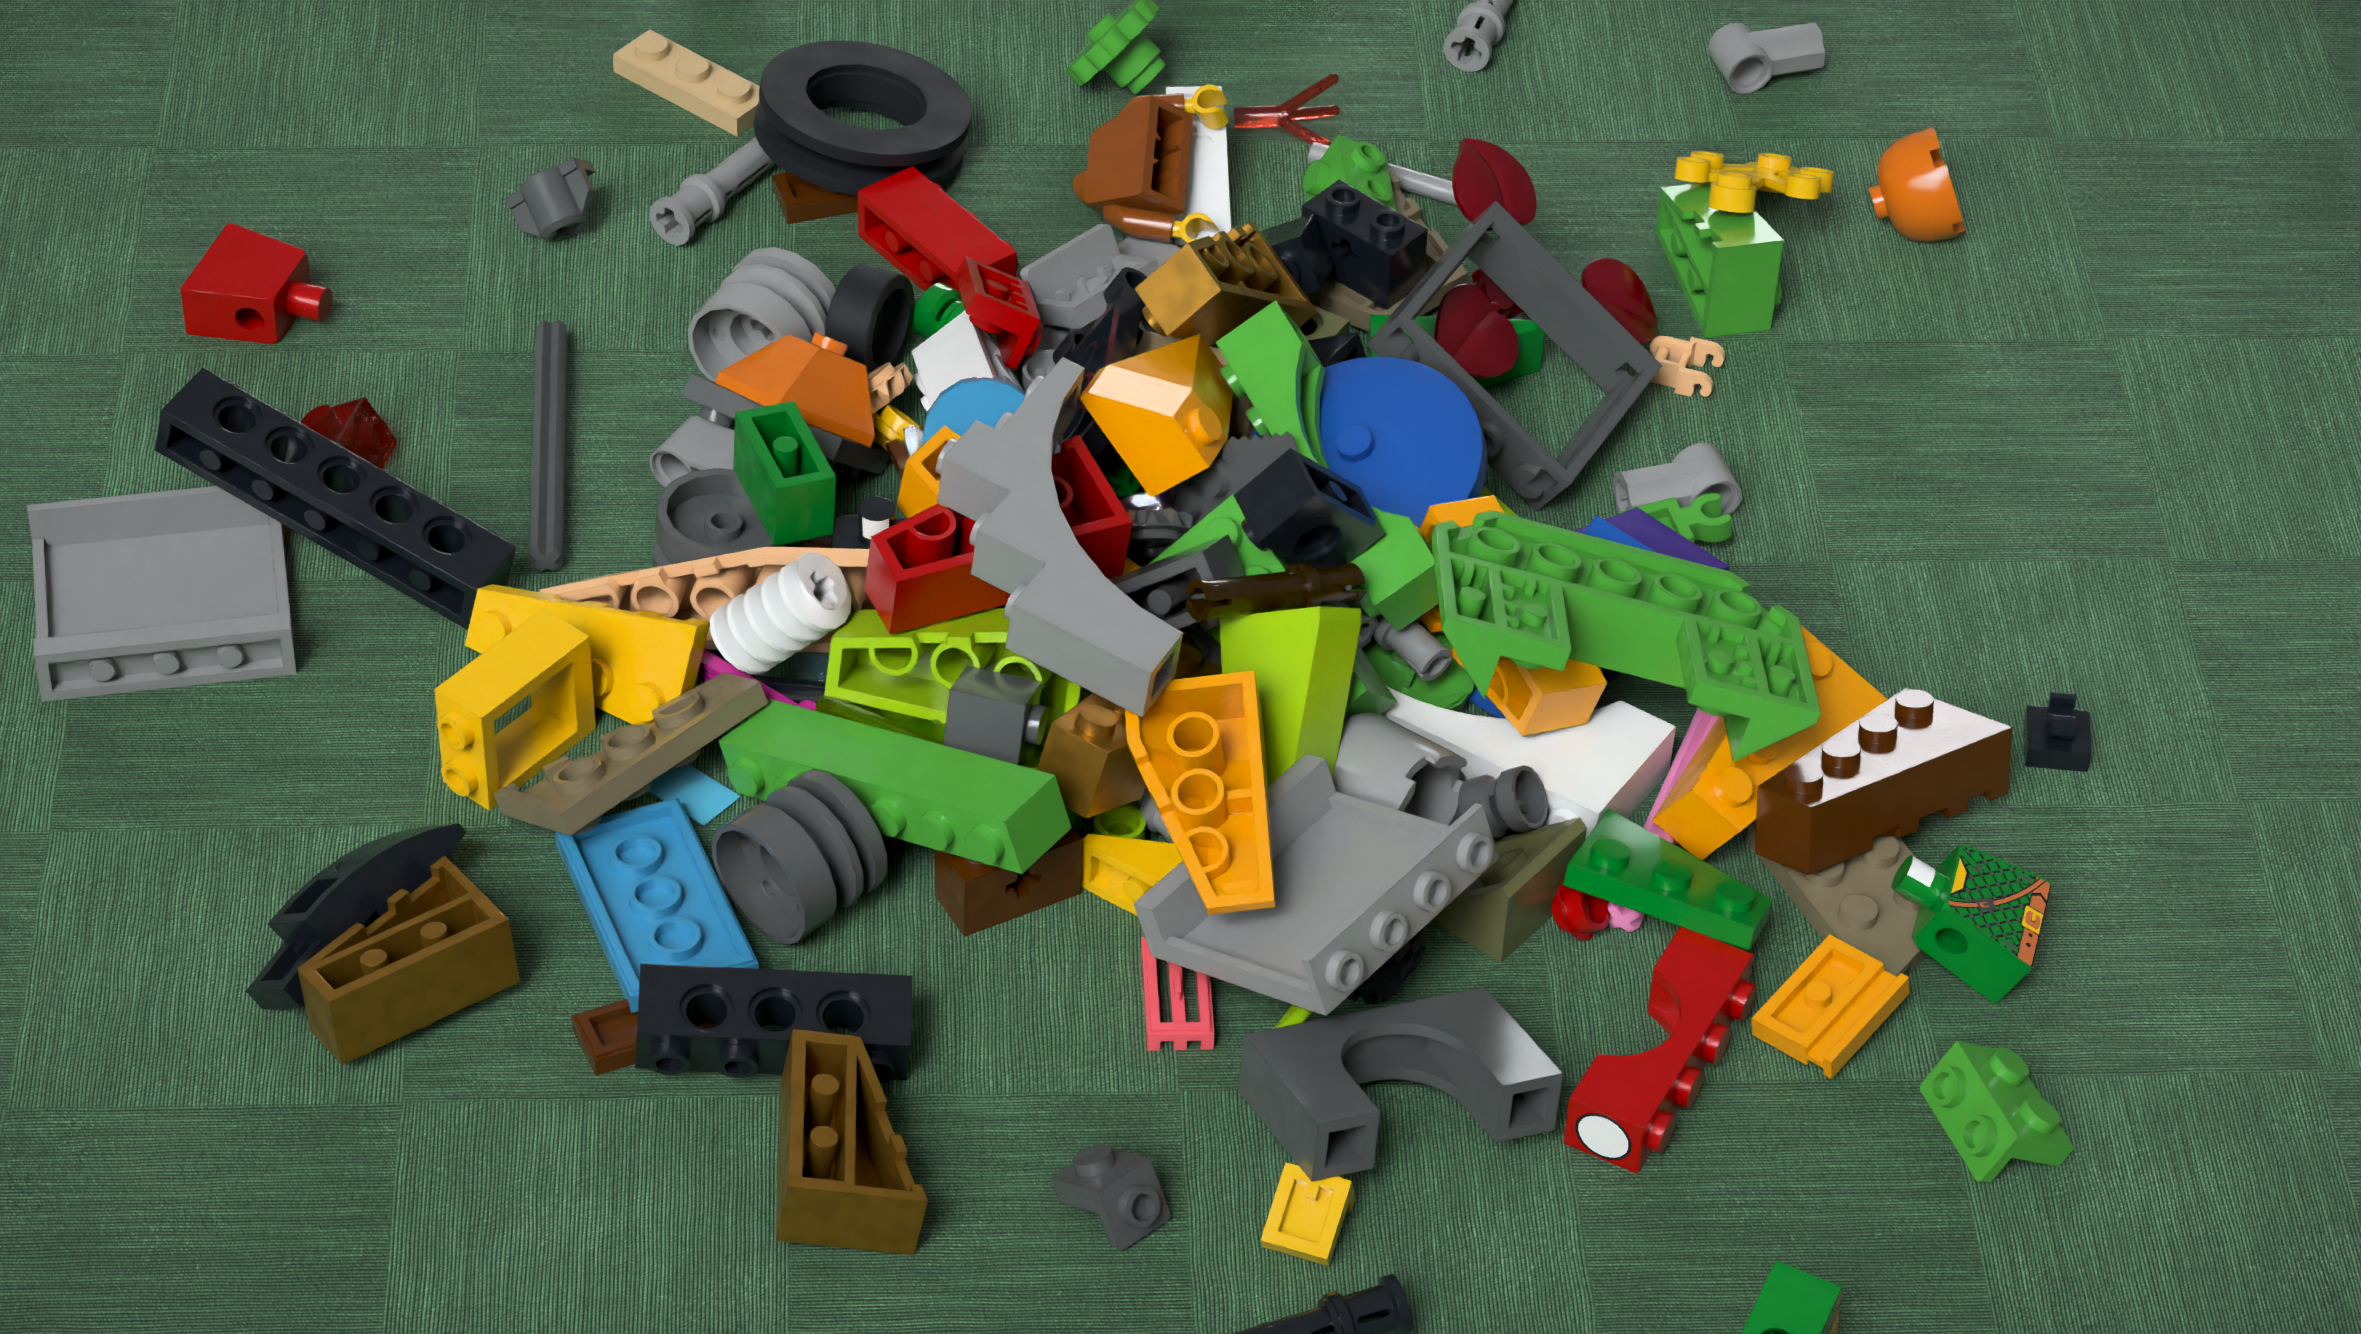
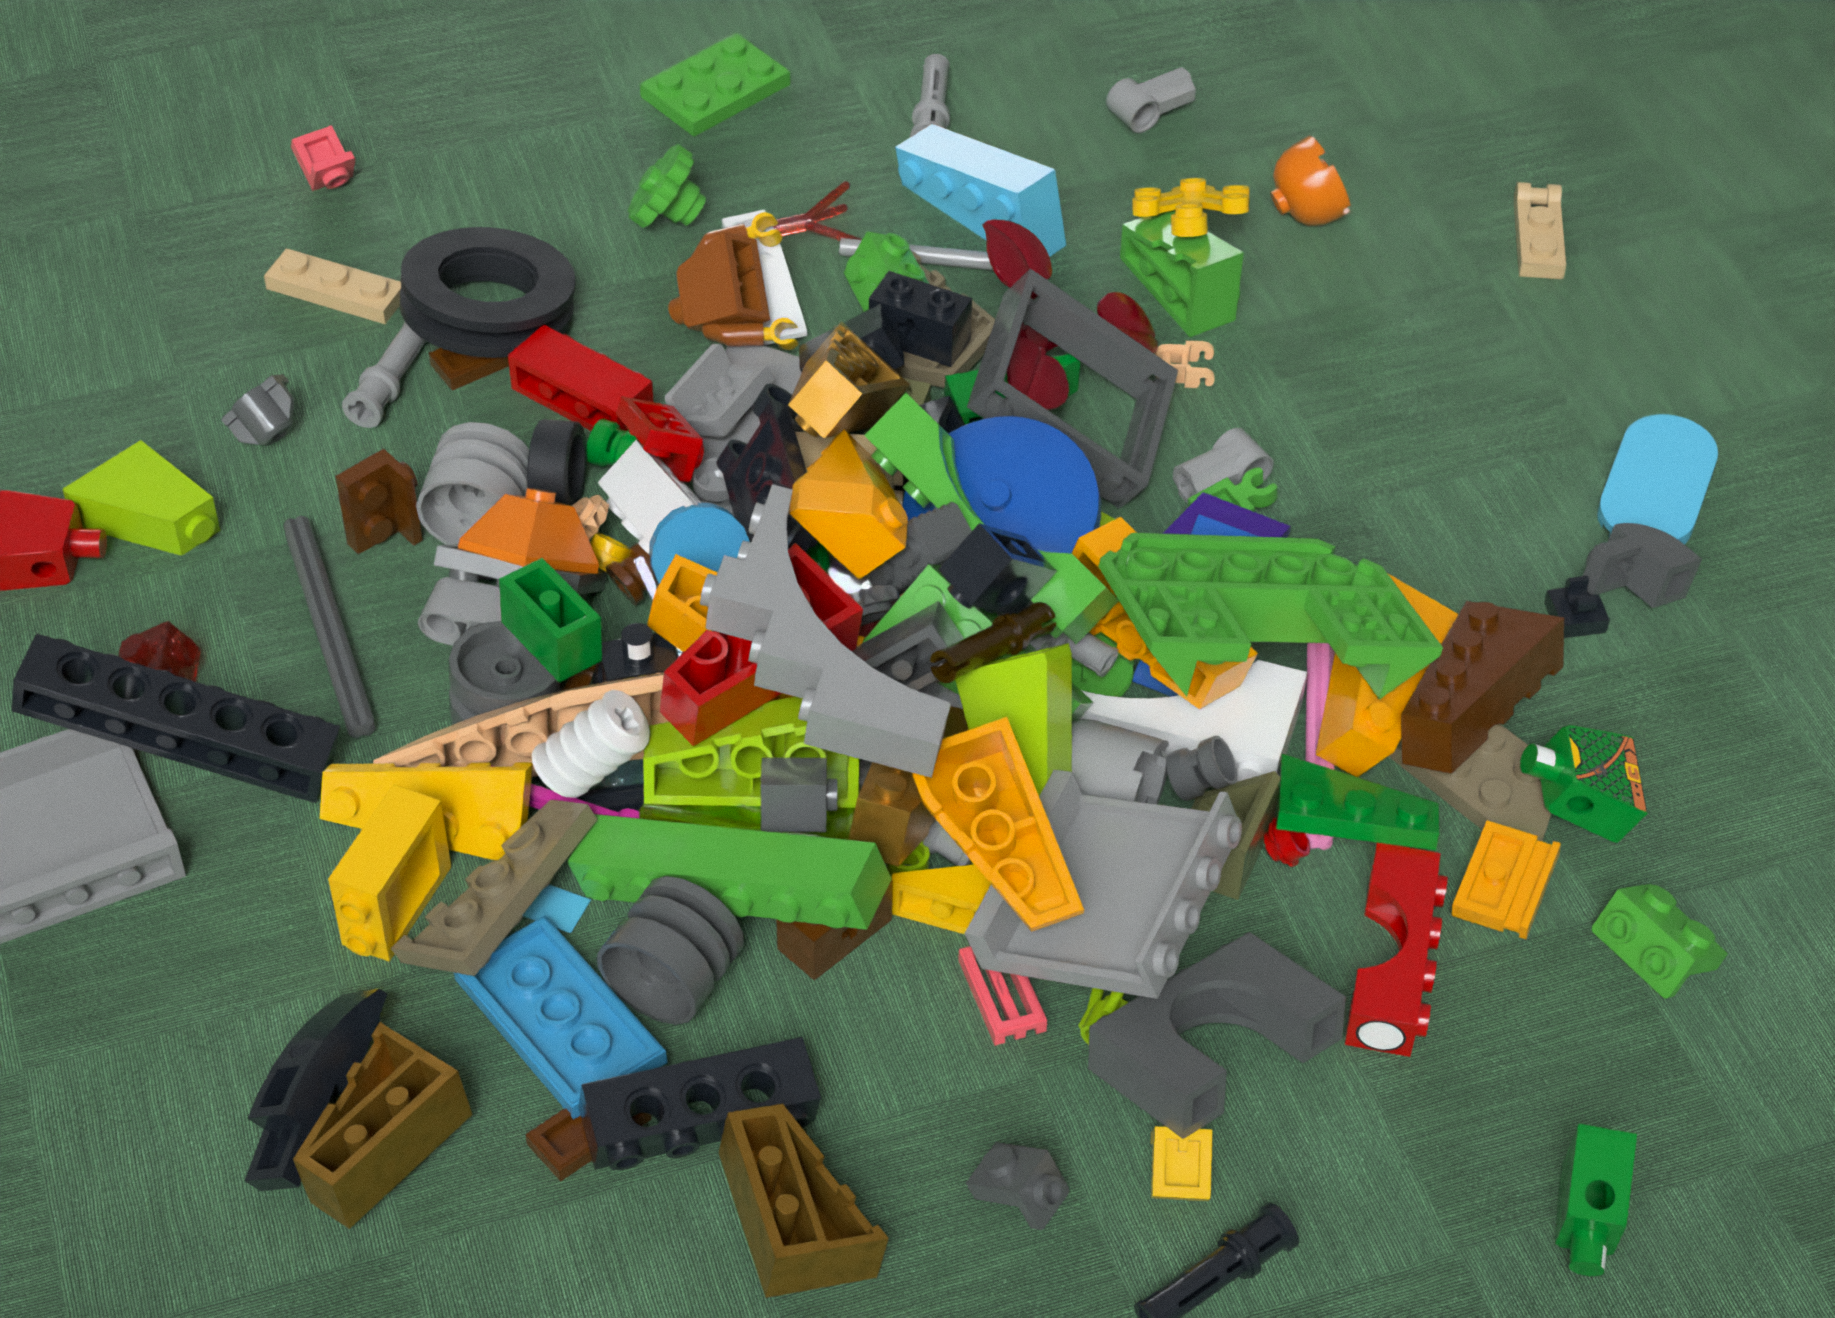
camera: 15 degrees left, 5 degrees up
(387, 270) = (145, 502): none -> lime slope
(646, 319) = (378, 501): none -> reddish brown bracket
(1503, 101) = (982, 184): none -> medium azure wedge
(2158, 692) = (1643, 560): none -> dark grey brick
(2203, 300) = (1539, 231): none -> tan plate
(2226, 617) = (1660, 476): none -> medium azure tile

